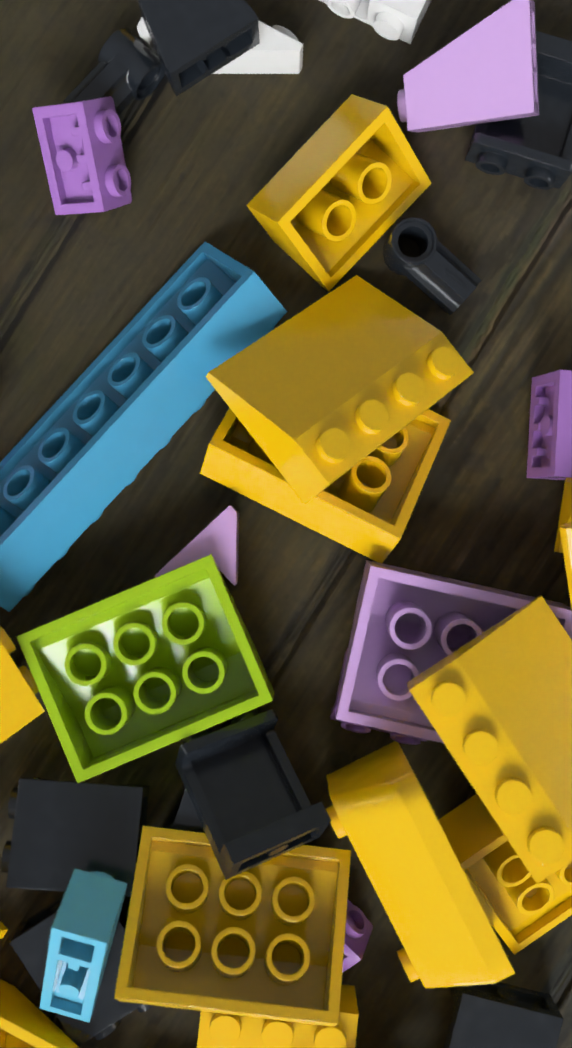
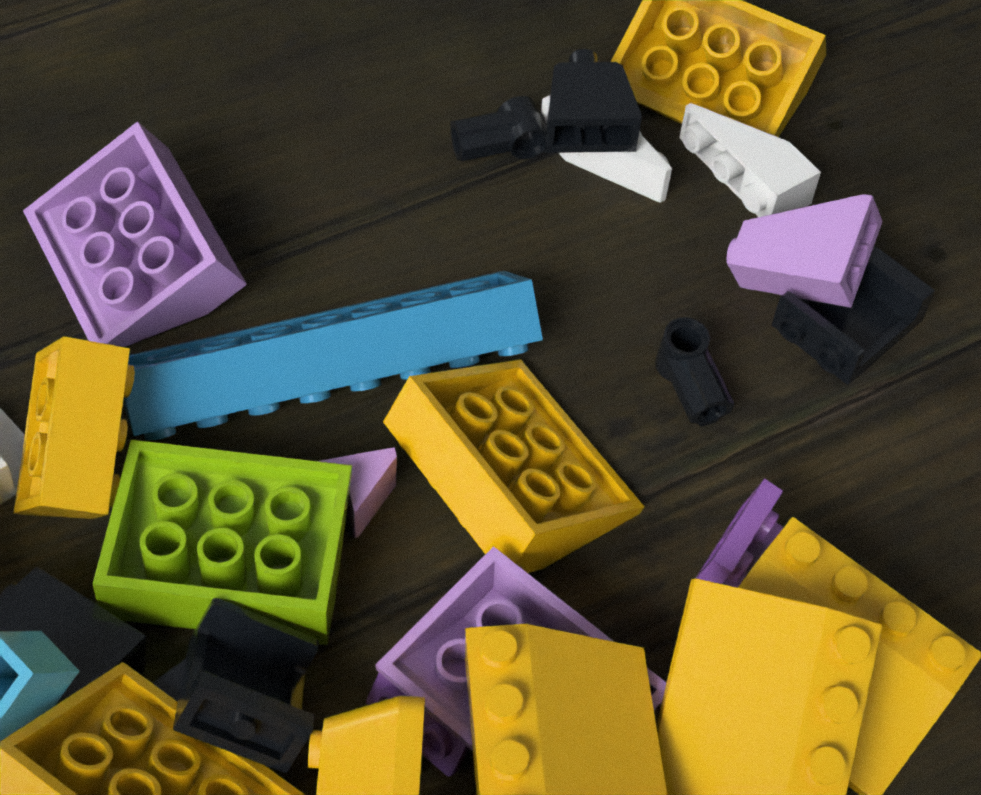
camera: 25 degrees right, 35 degrees down
(83, 156) = (442, 159): medium lavender bracket -> none
(337, 382) = (557, 408): yellow slope -> none
(341, 190) = (635, 285): yellow slope -> none

